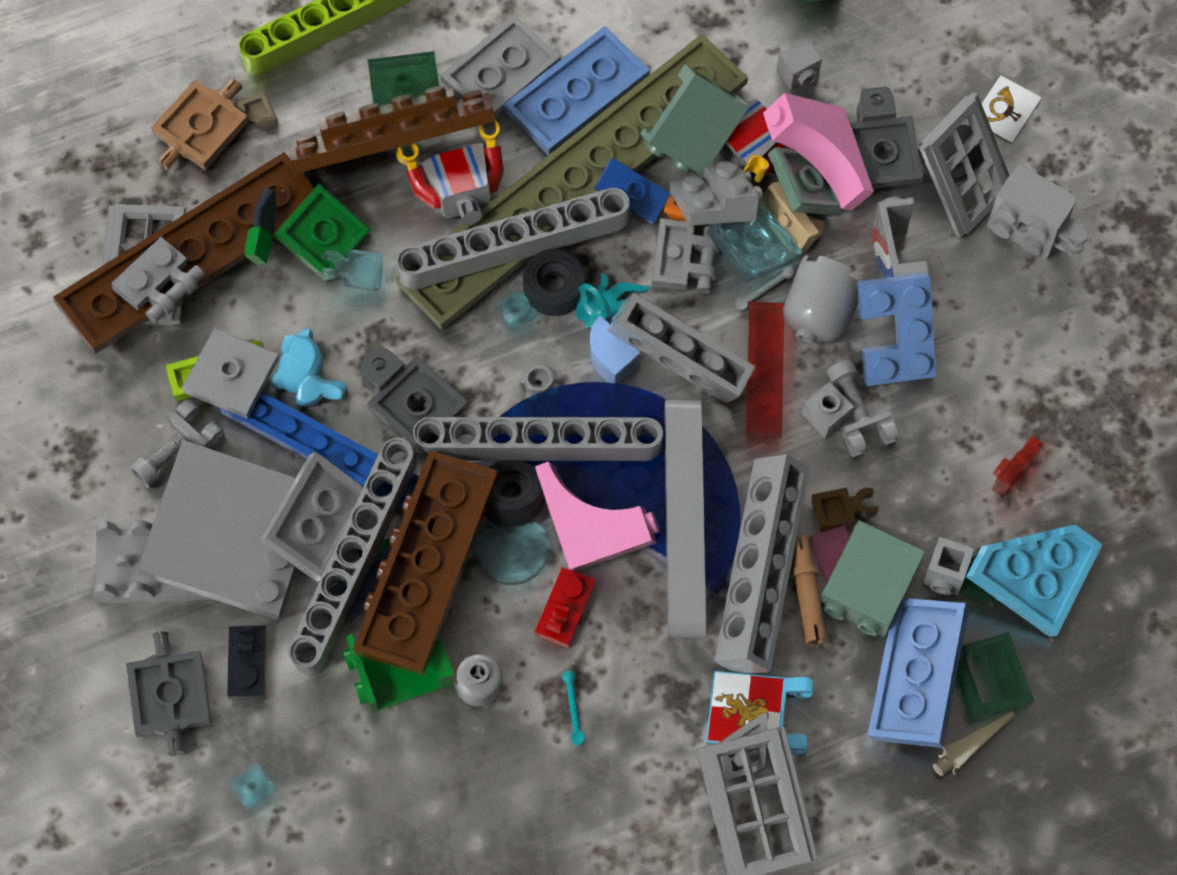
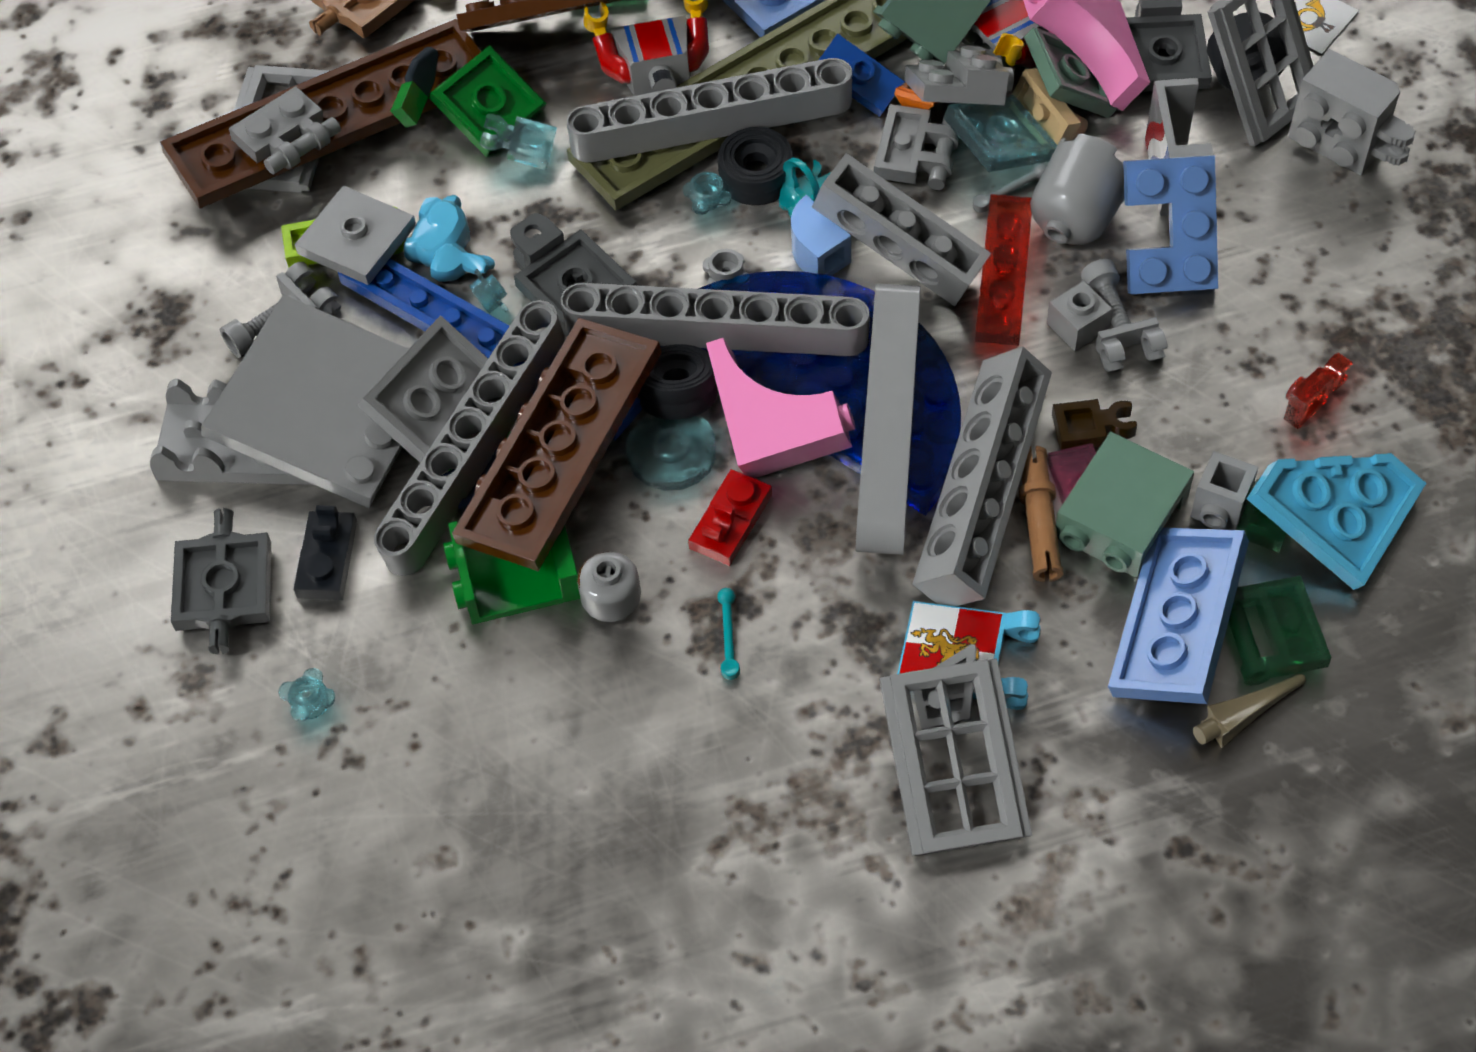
camera: 10 degrees right, 10 degrees down
(347, 417) = (489, 292): none -> clear light blue plate

